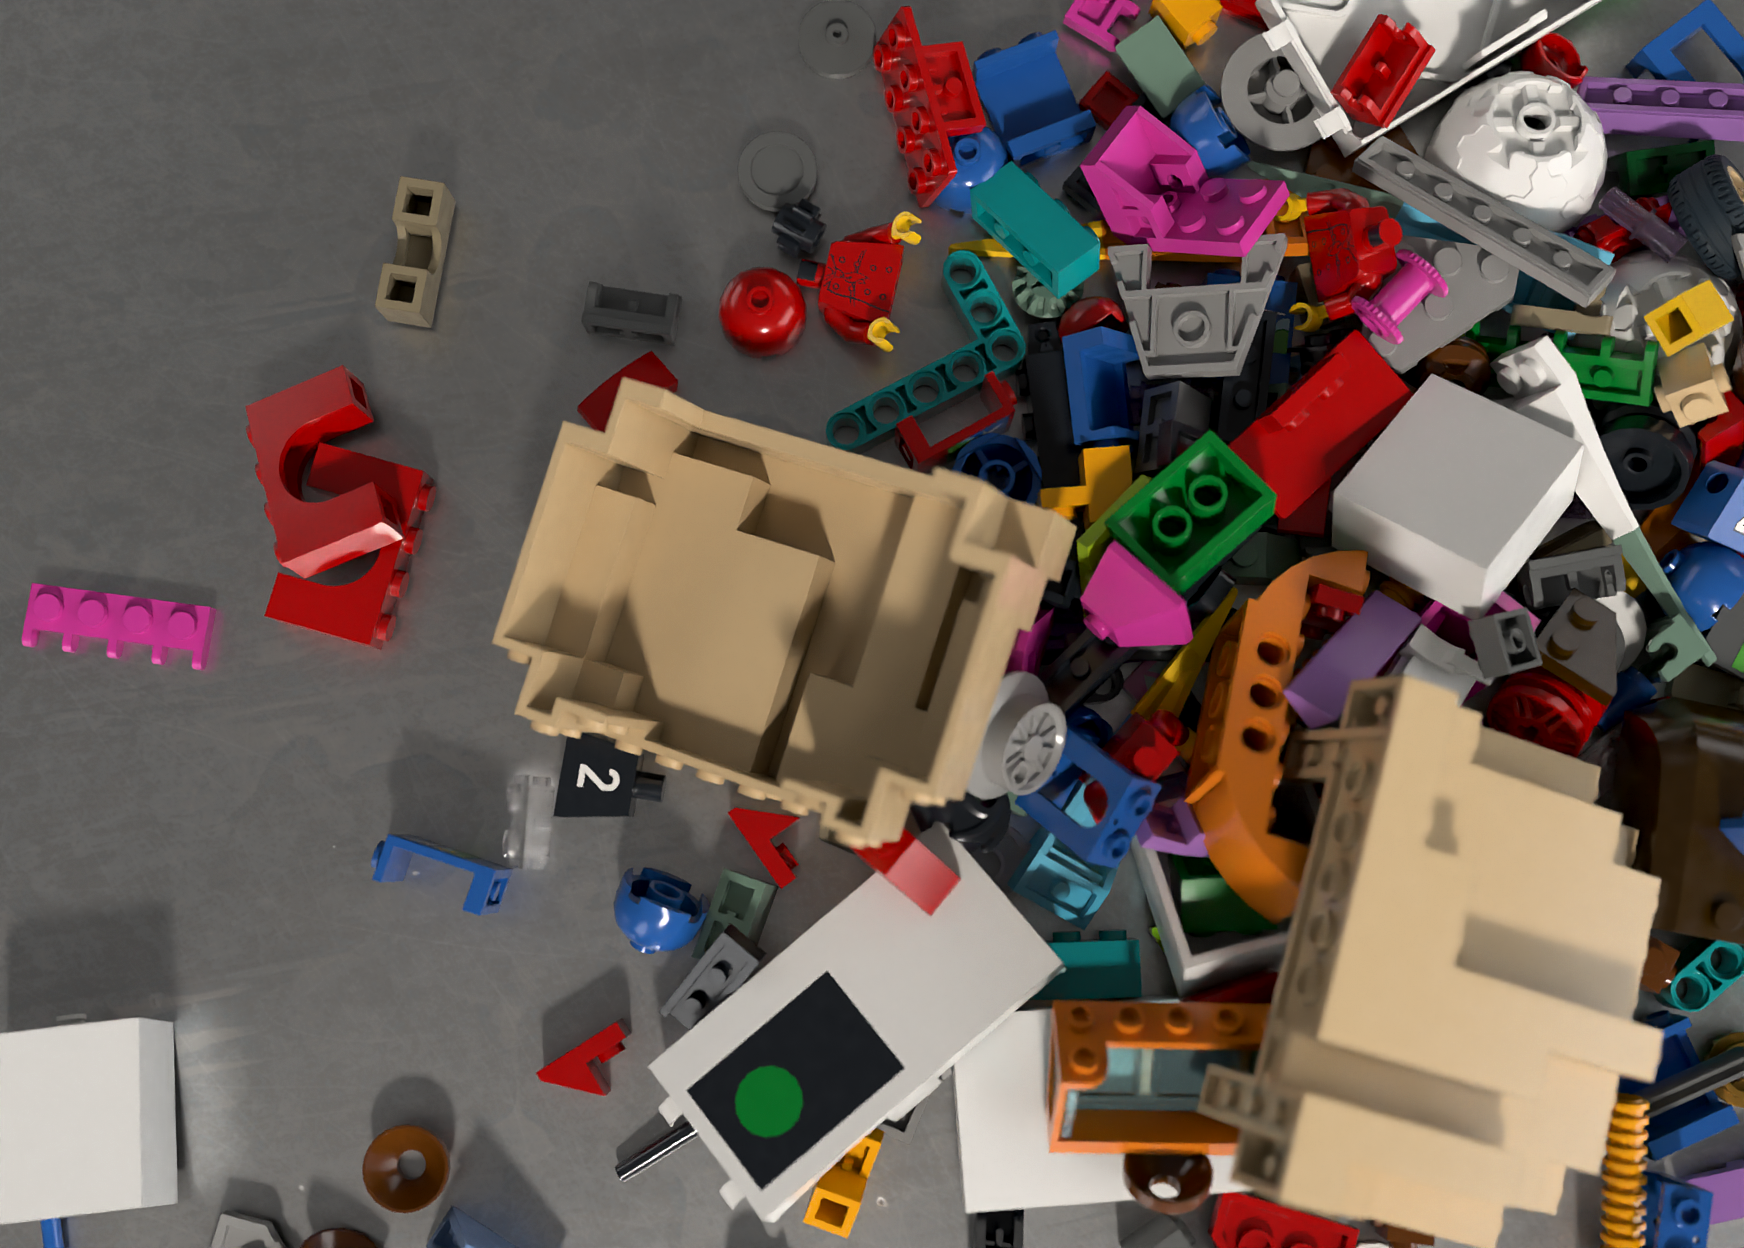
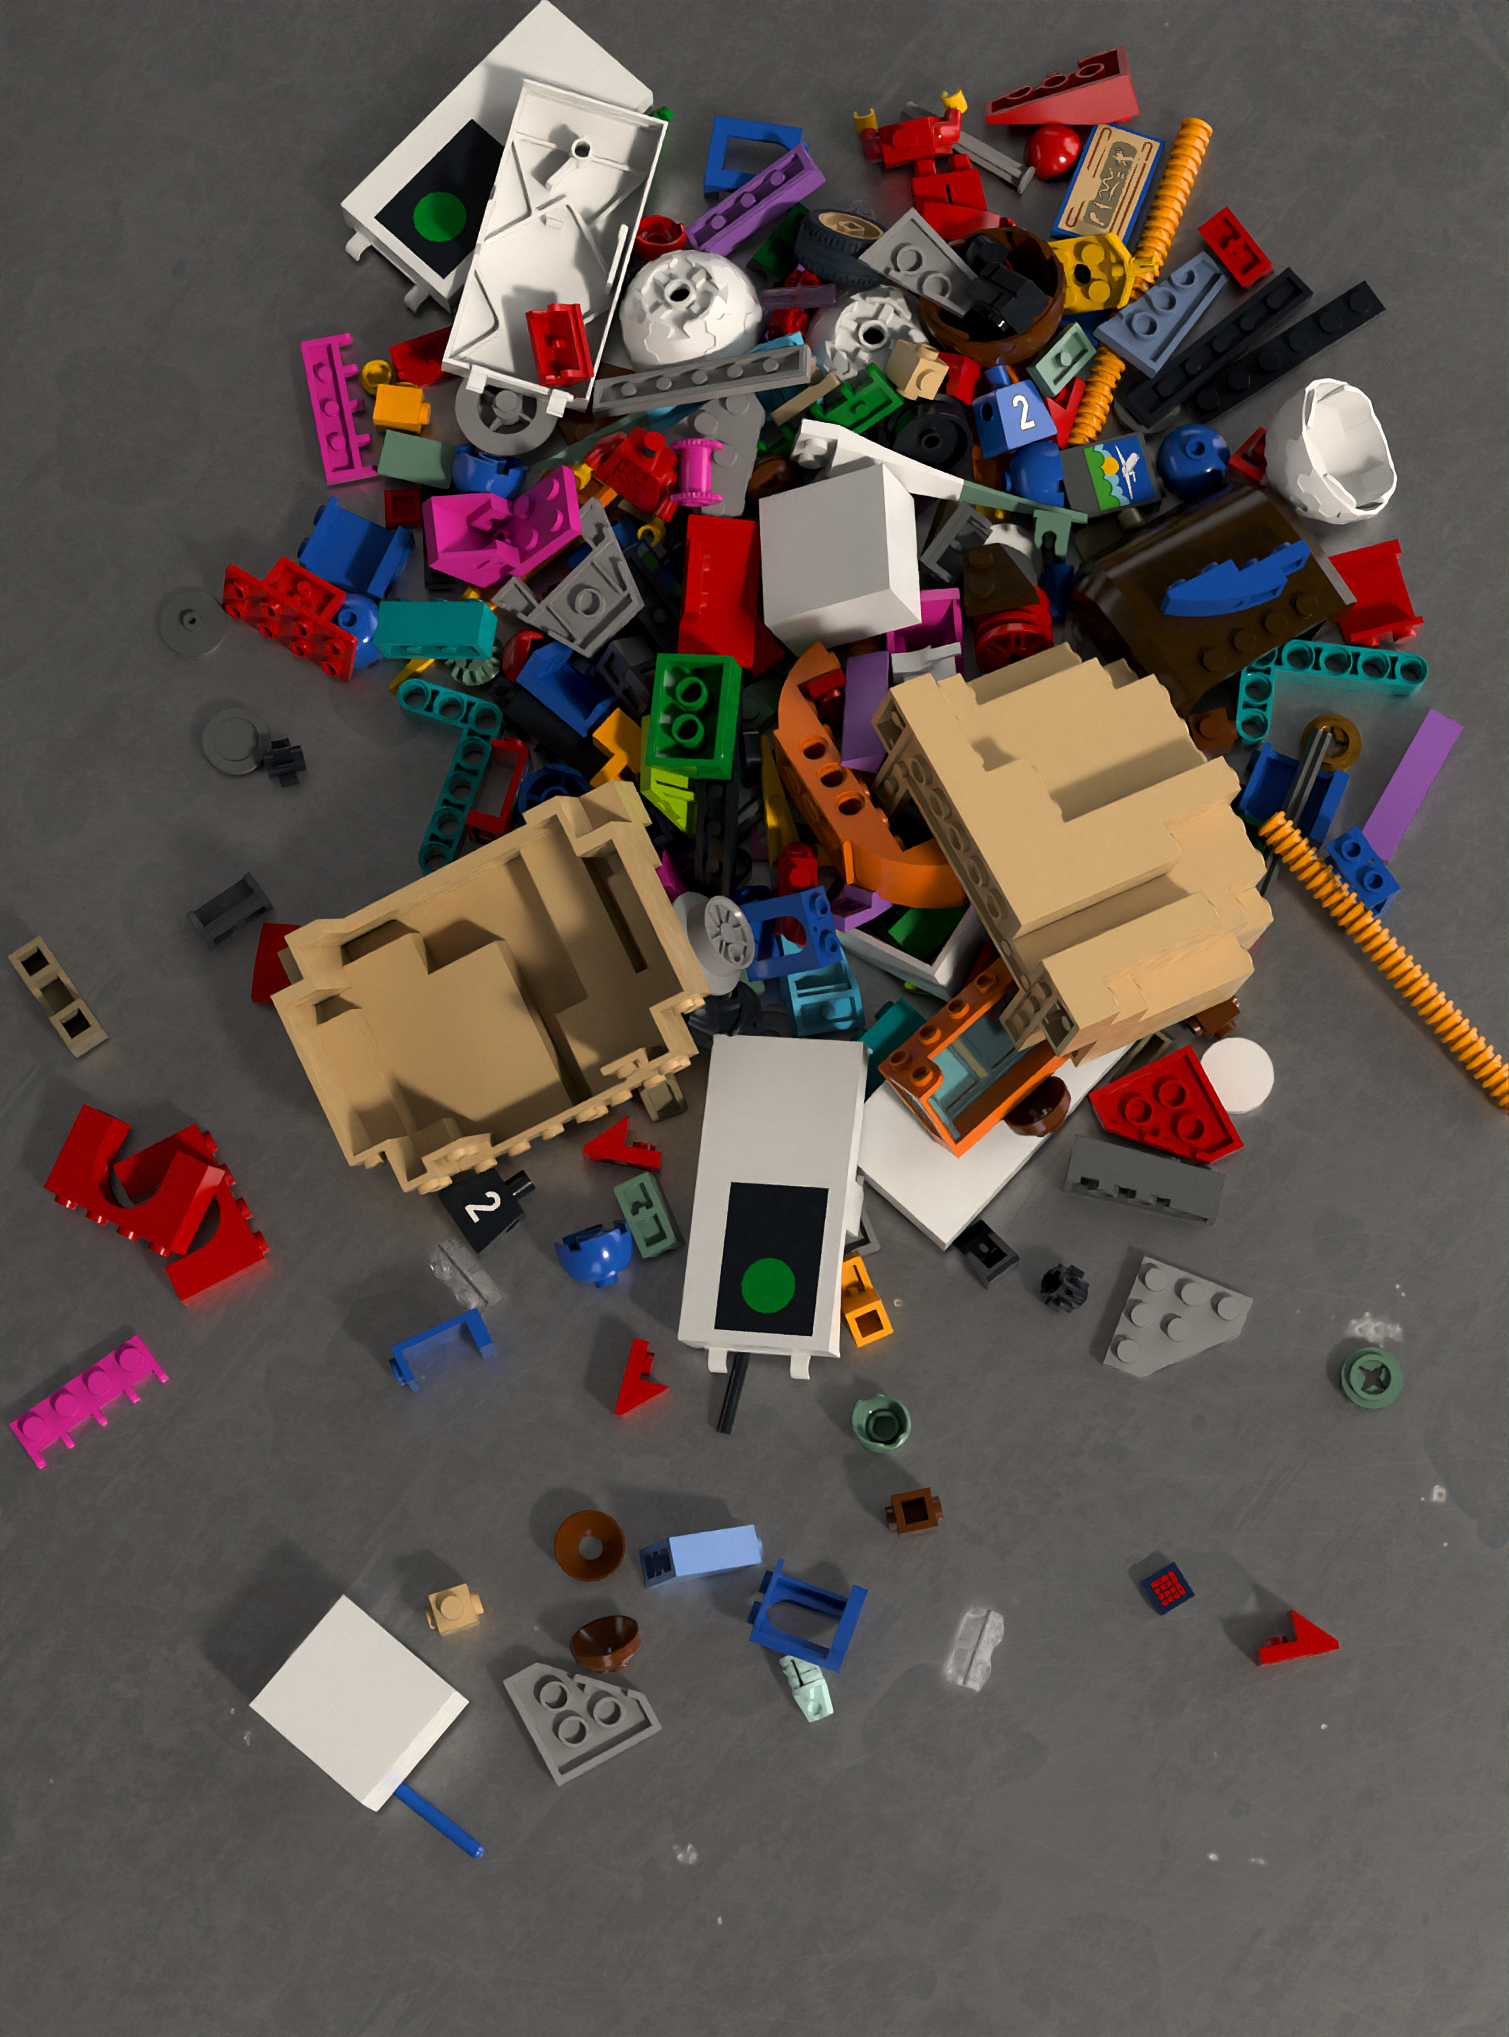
camera: 40 degrees left, 5 degrees down
(239, 1110) = (454, 1609): none -> tan brick
(714, 977) = (668, 1255): hinge -> none
(762, 312) = (311, 836): red cylinder -> none
(862, 281) = (356, 759): red torso -> none
(911, 870) = (719, 1075): slope -> none
(1133, 604) = (708, 796): dark pink slope -> none
(1505, 643) = (946, 620): dark grey piece -> none
(1688, 317) = (876, 333): yellow brick -> none

